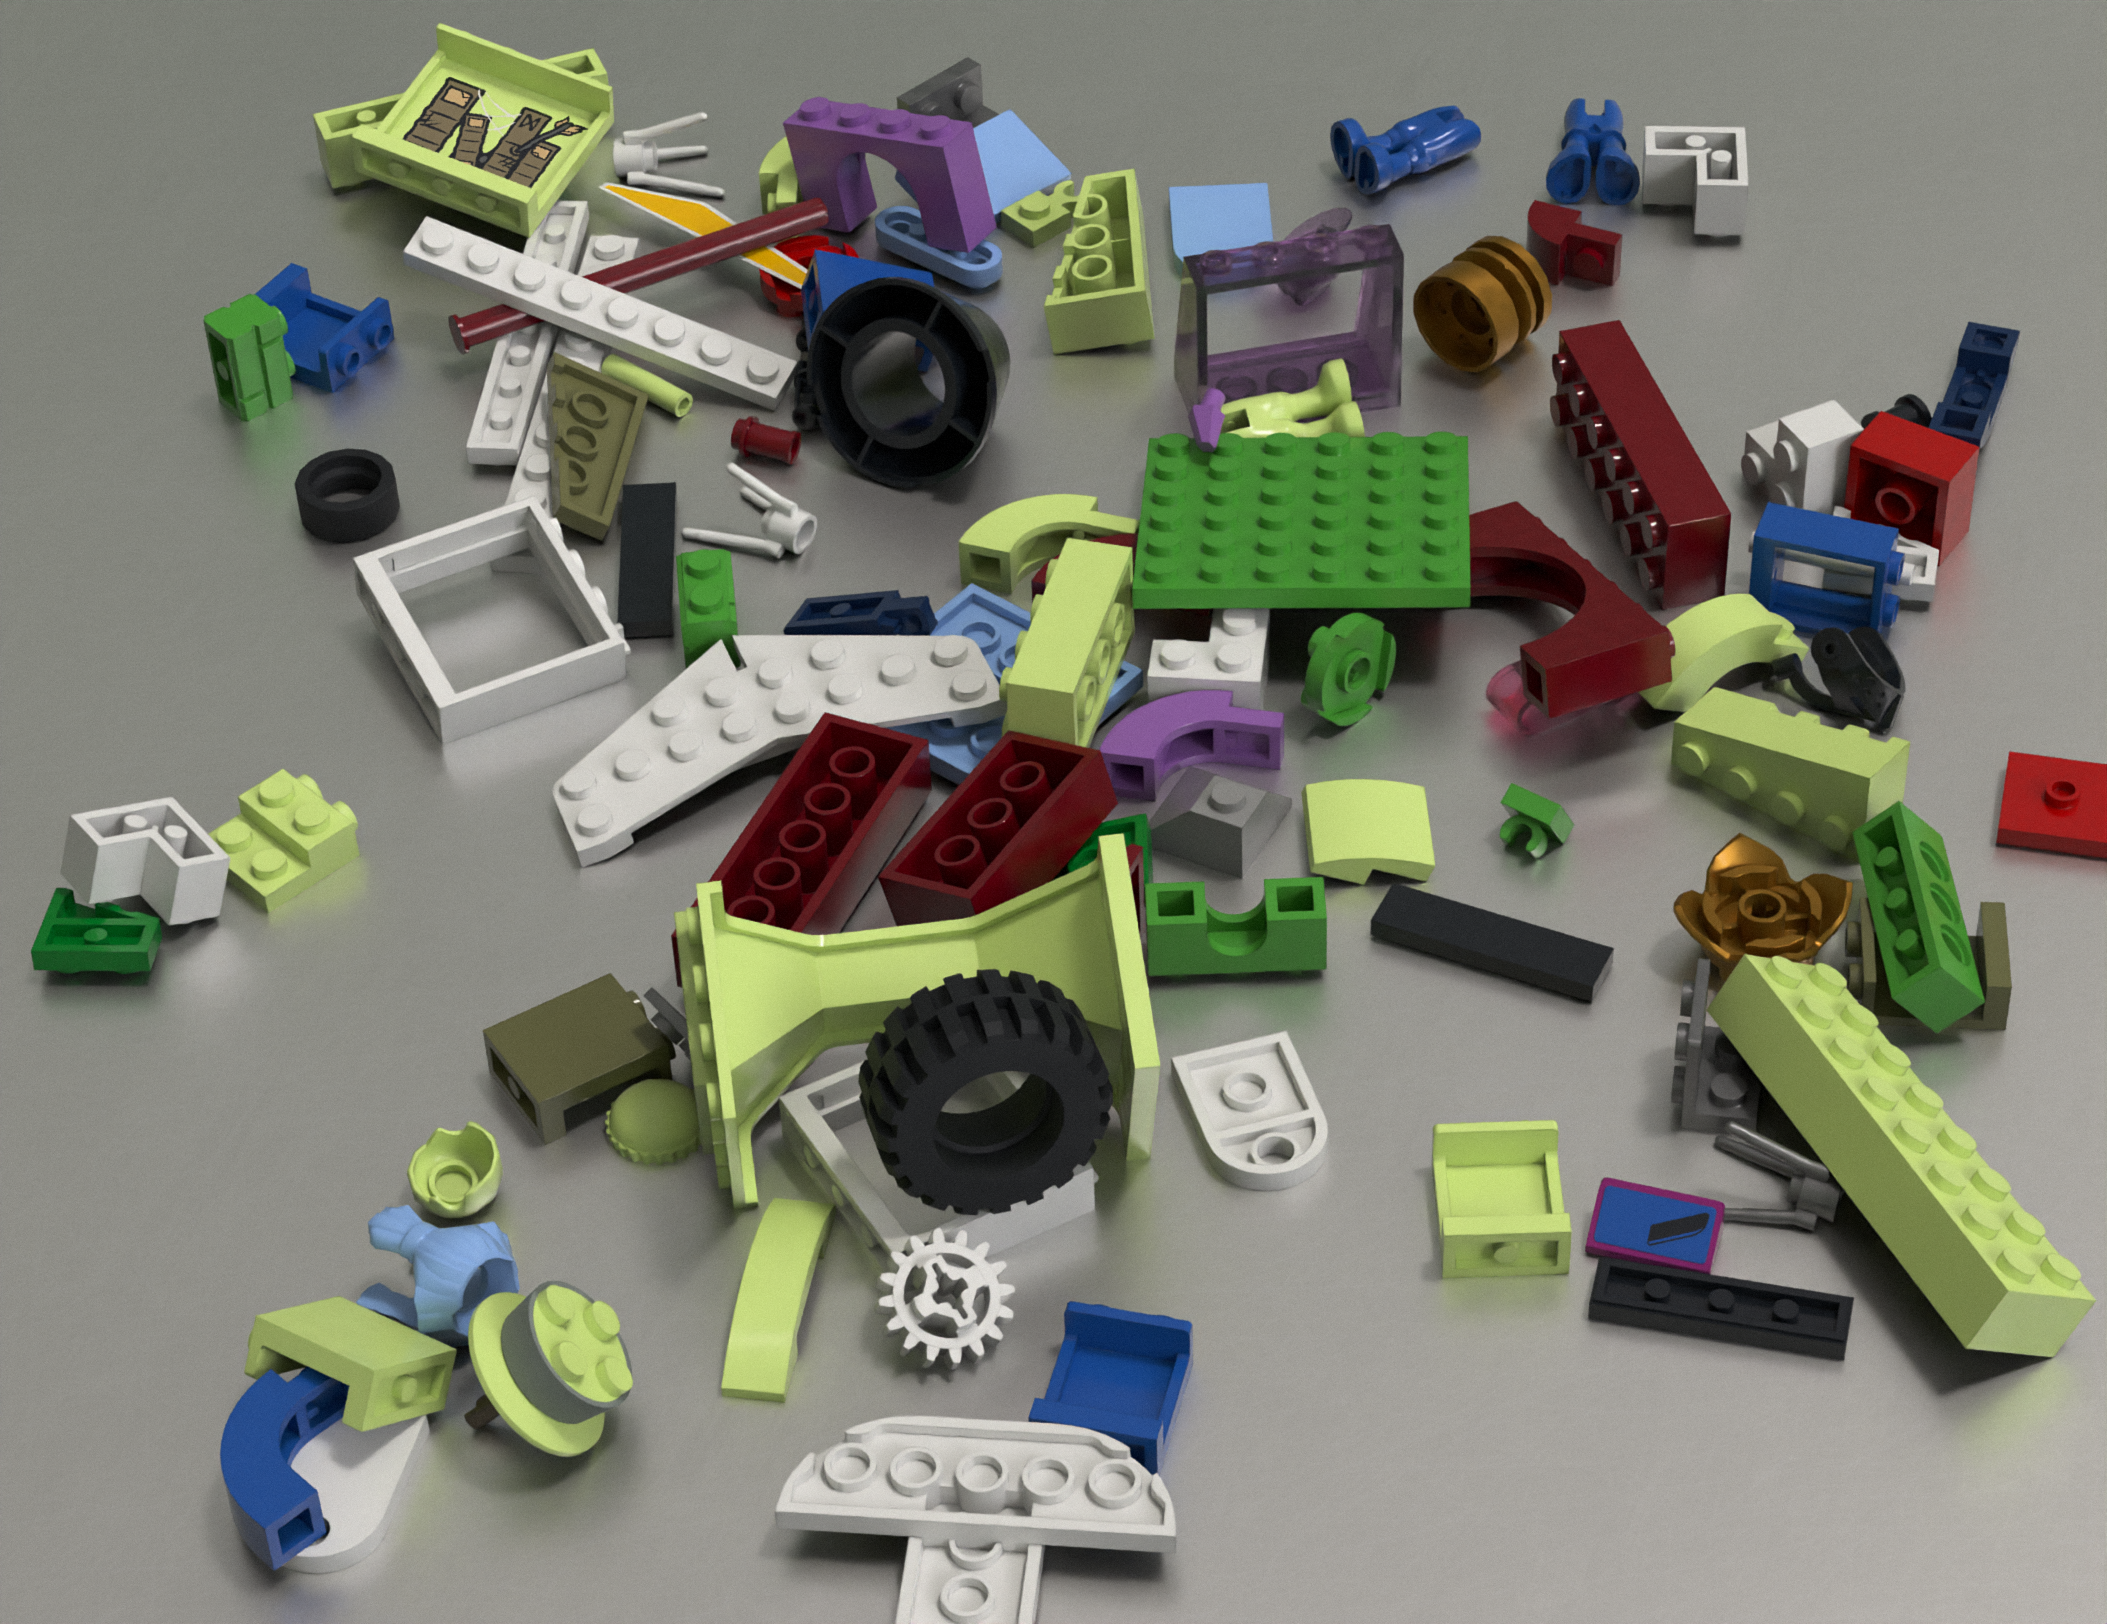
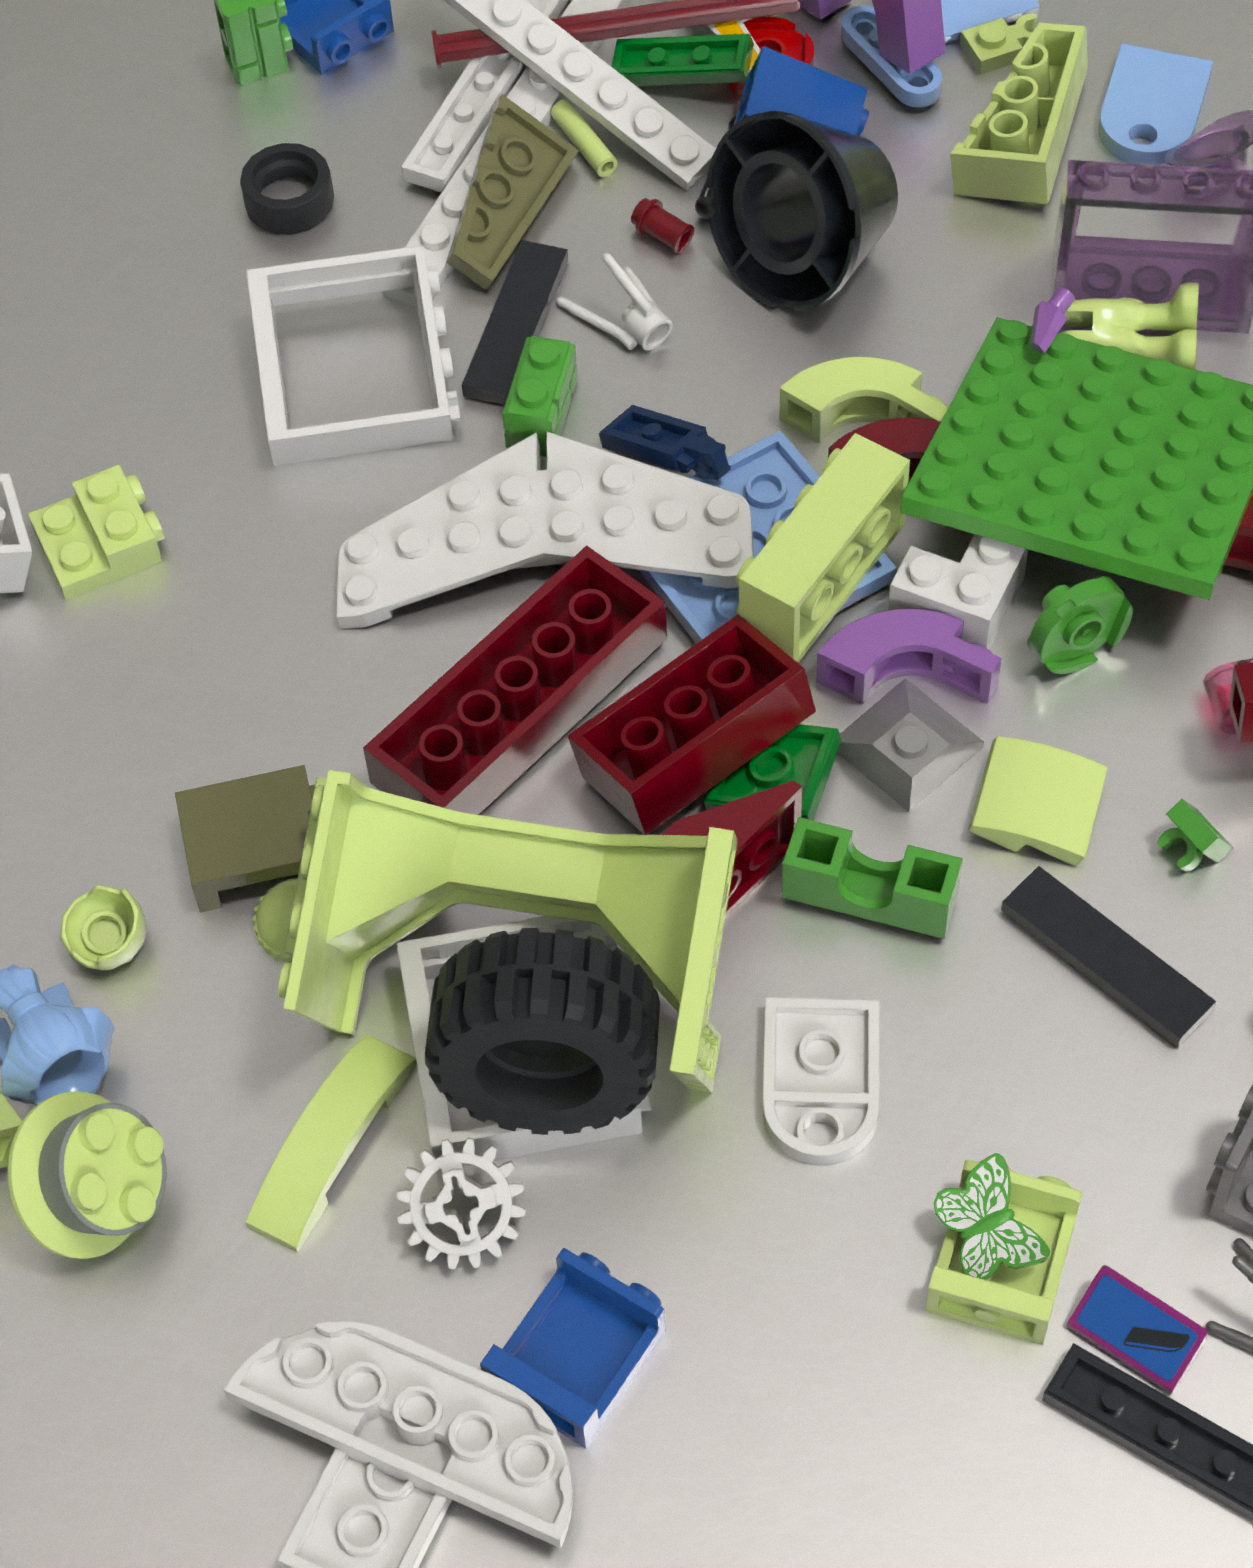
camera: 20 degrees right, 15 degrees up
(730, 289) = (684, 59): none -> green tile
(1474, 1171) = (987, 1223): none -> animal

